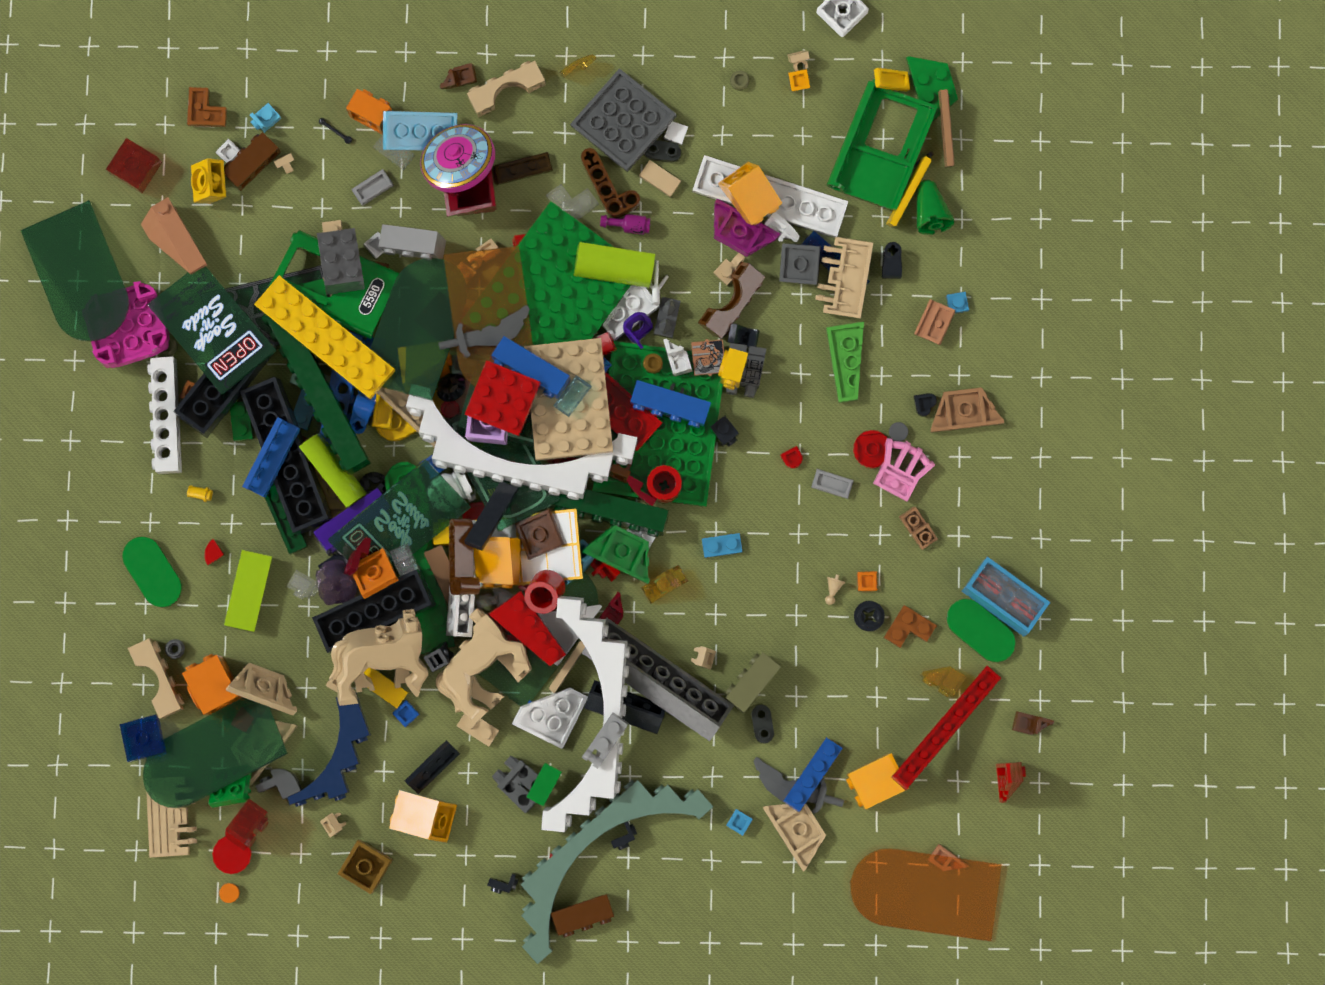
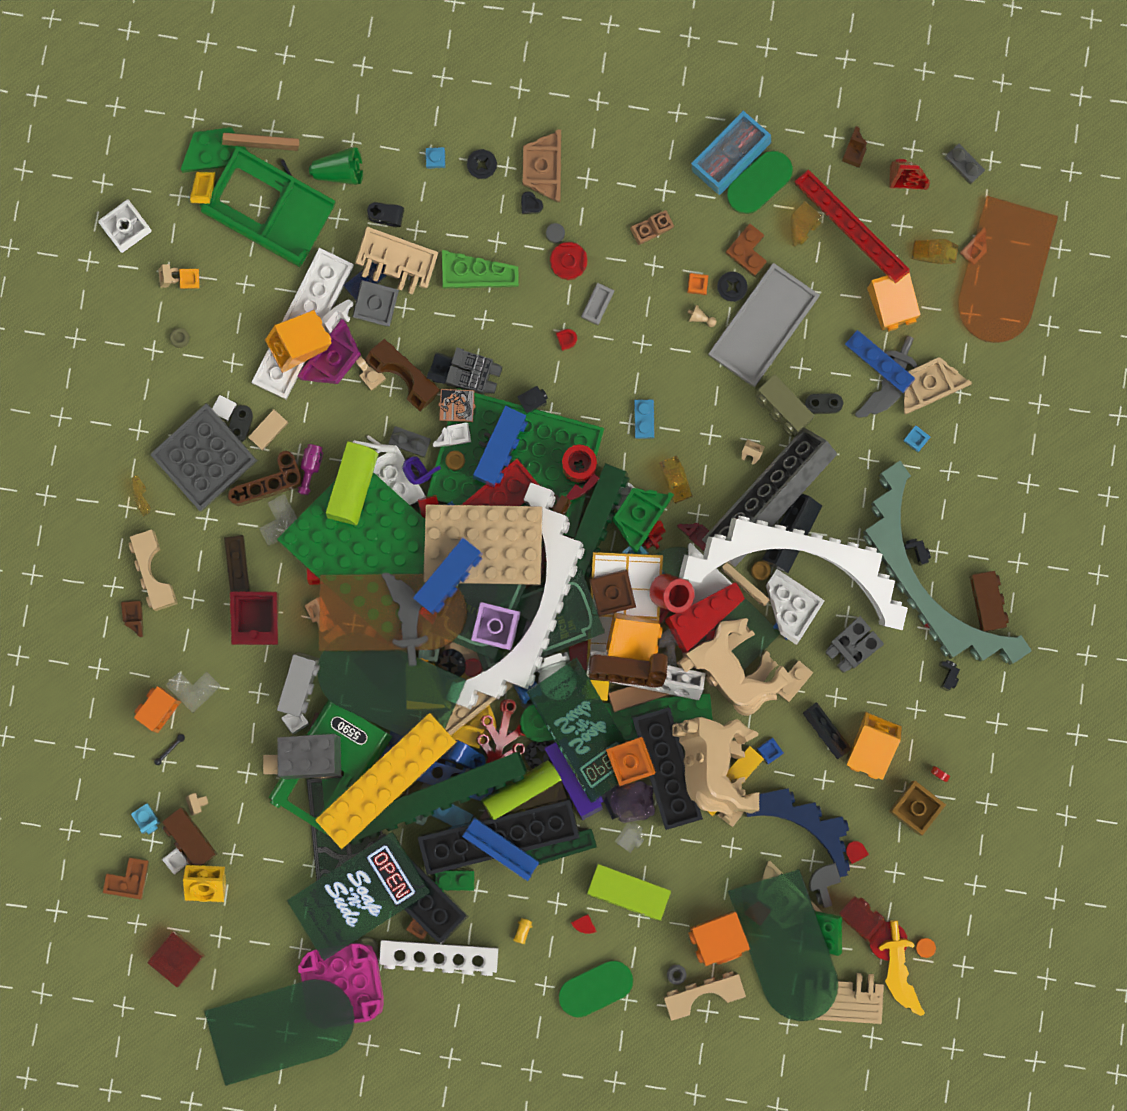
camera: 85 degrees left, 0 degrees up
(142, 738) = (762, 1016): clear blue plate -> none
(170, 234) = (252, 930): nougat wedge -> none
(201, 868) = (898, 972): none -> yellow sword
(263, 687) = (728, 887): tan wing -> none
(316, 811) = (855, 851): none -> red tile
(331, 824) = (871, 837): tan tile -> none
(361, 551) = (614, 778): dark red slope -> none
(372, 187) = (234, 718): light grey tile -> none
(383, 445) = (500, 739): none -> plant
(403, 886) = (940, 774): none -> red tile
(404, 559) = (621, 729): clear brick -> none
(413, 129) = (185, 661): medium azure tile -> none
(439, 656) = (721, 706): black leg -> none
(457, 158) = (221, 624): dish -> none
(491, 516) = (590, 635): black tile -> none
(502, 398) = (476, 606): red plate -> none
(544, 784) = (859, 621): green tile -> none
(572, 396) = (482, 538): clear light blue tile -> none
(584, 681) = (760, 570): none -> pearl gold tile
(605, 739) = (826, 552): light grey plate -> none
(732, 368) = (474, 379): yellow brick -> none
(834, 653) = (763, 325): none -> light grey tile
(895, 480) = (604, 240): bright pink plate -> none
(909, 191) = (304, 176): yellow tile -> none
(934, 817) = (935, 251): none -> clear yellow slope
(935, 322) = (452, 181): nougat plate -> none
(955, 340) = (481, 155): none -> black gear
(1031, 837) = (964, 163): none -> dark grey tile

